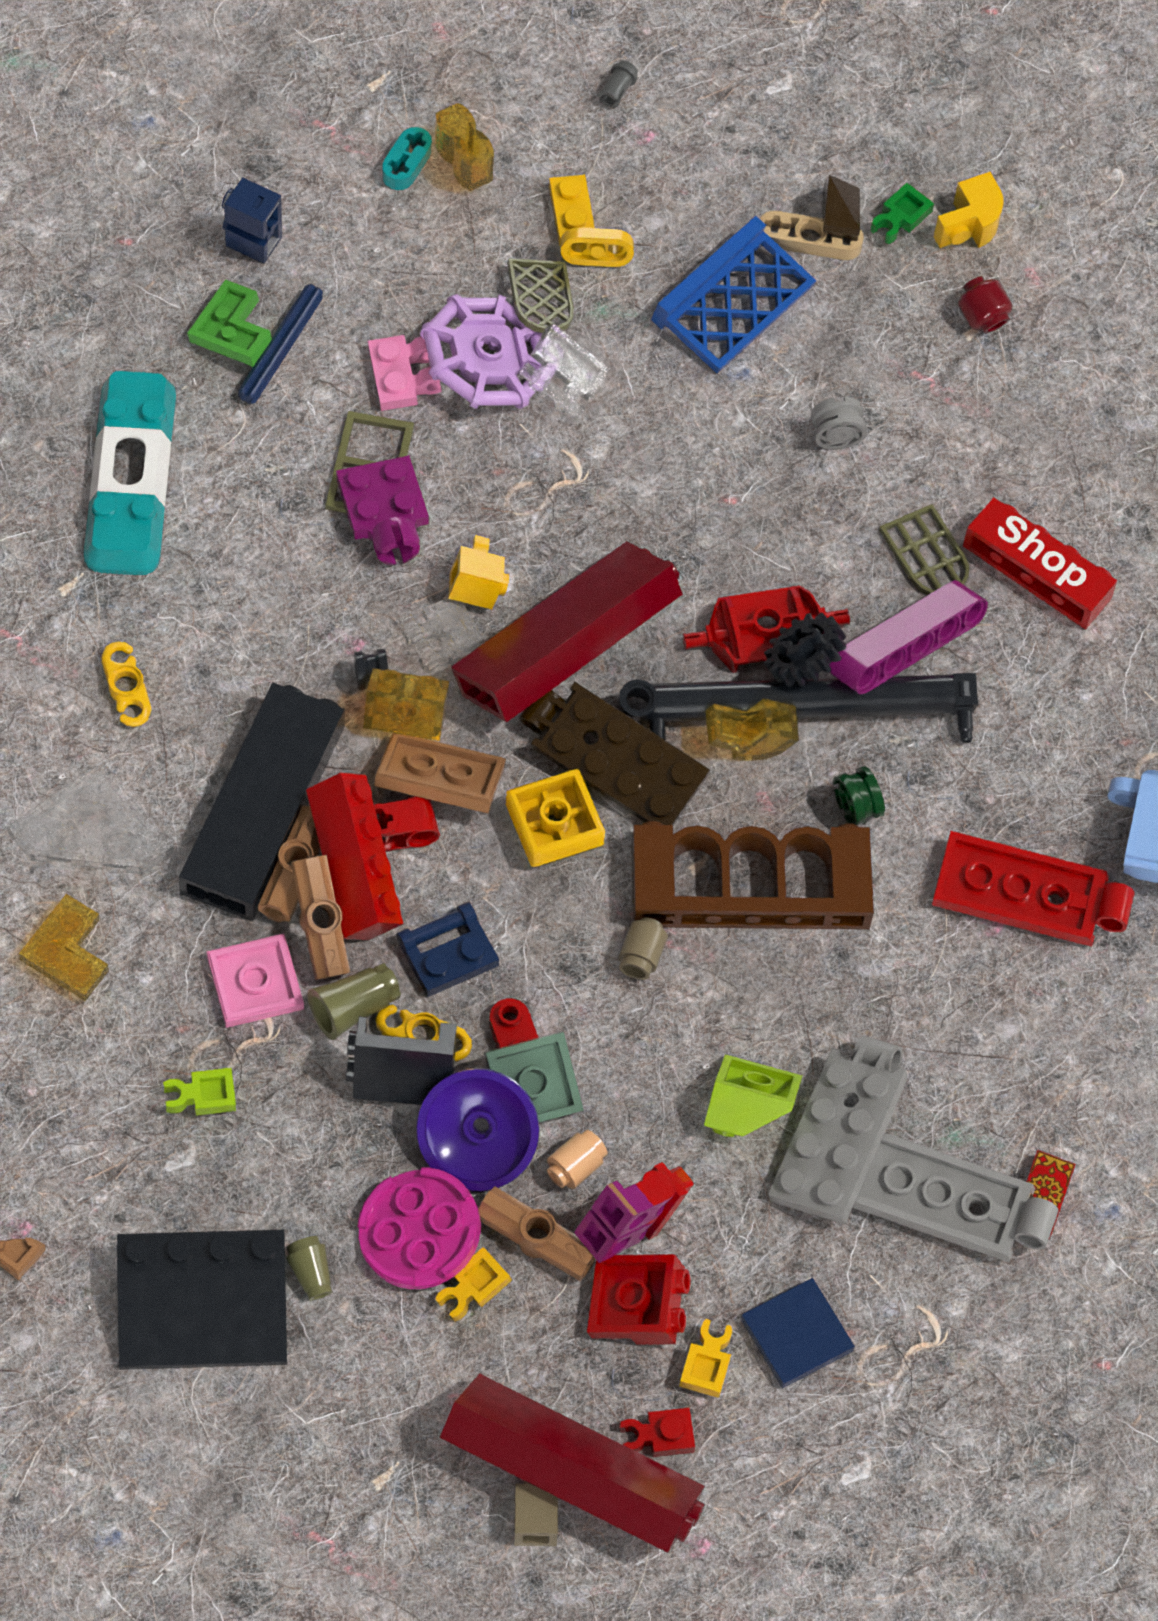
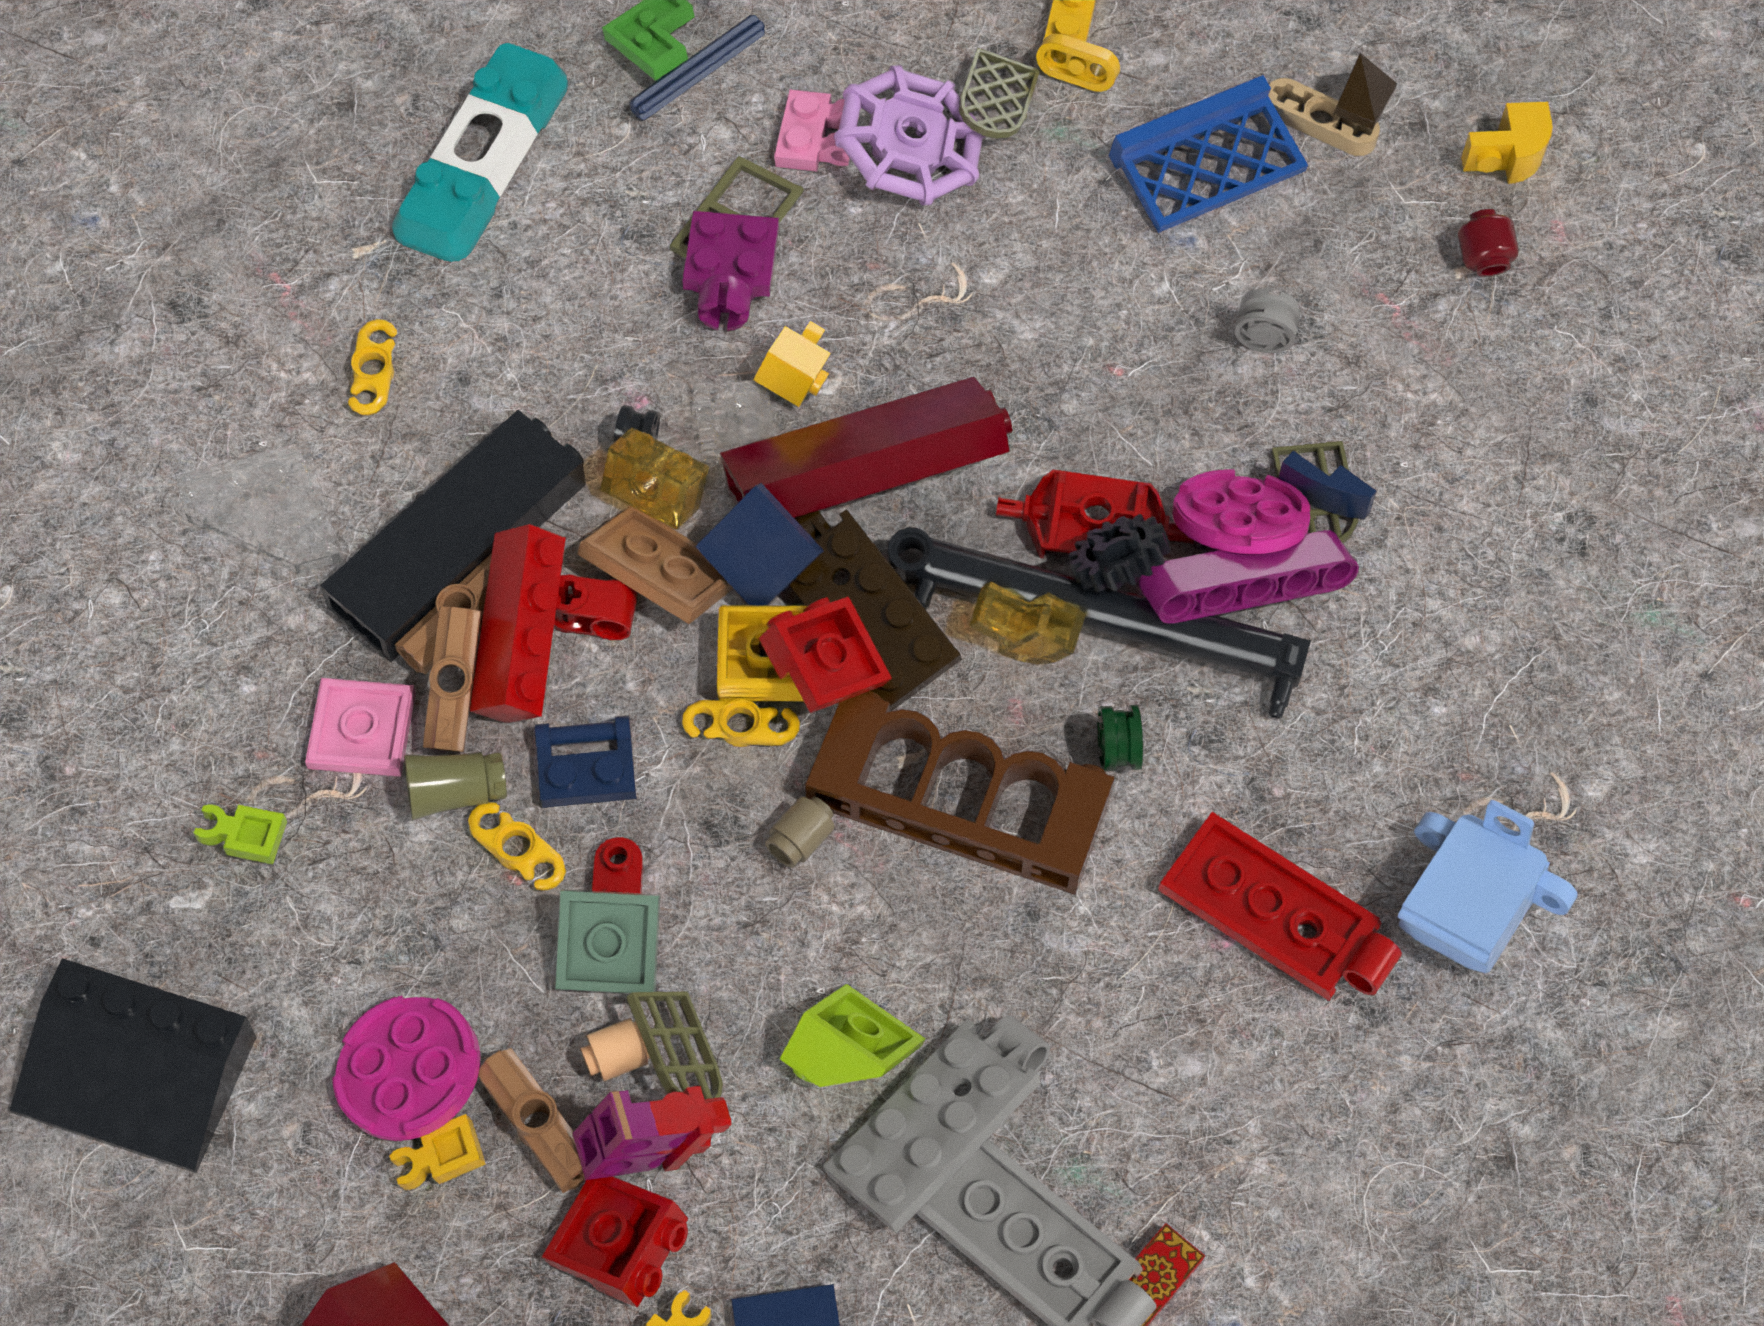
camera: 25 degrees right, 0 degrees up
(57, 949) = (163, 622): clear yellow plate -> none
(310, 1266) = (268, 1069): olive cone -> none
(398, 1066) = (465, 878): black panel -> none
(474, 1156) = (492, 978): dark purple dish -> none
(521, 734) = (759, 547): none -> dark blue tile
(568, 362) = (993, 172): clear plate -> none
(575, 884) = (723, 710): none -> yellow piece
(611, 801) = (825, 653): none -> red plate
(624, 1127) = (684, 1033): none -> olive window
(881, 587) = (1241, 512): none -> dark pink tile
(903, 209) = (1434, 118): green plate -> none
(952, 548) = (1338, 493): none -> dark blue slope
(1040, 562) = (1442, 543): red brick -> none

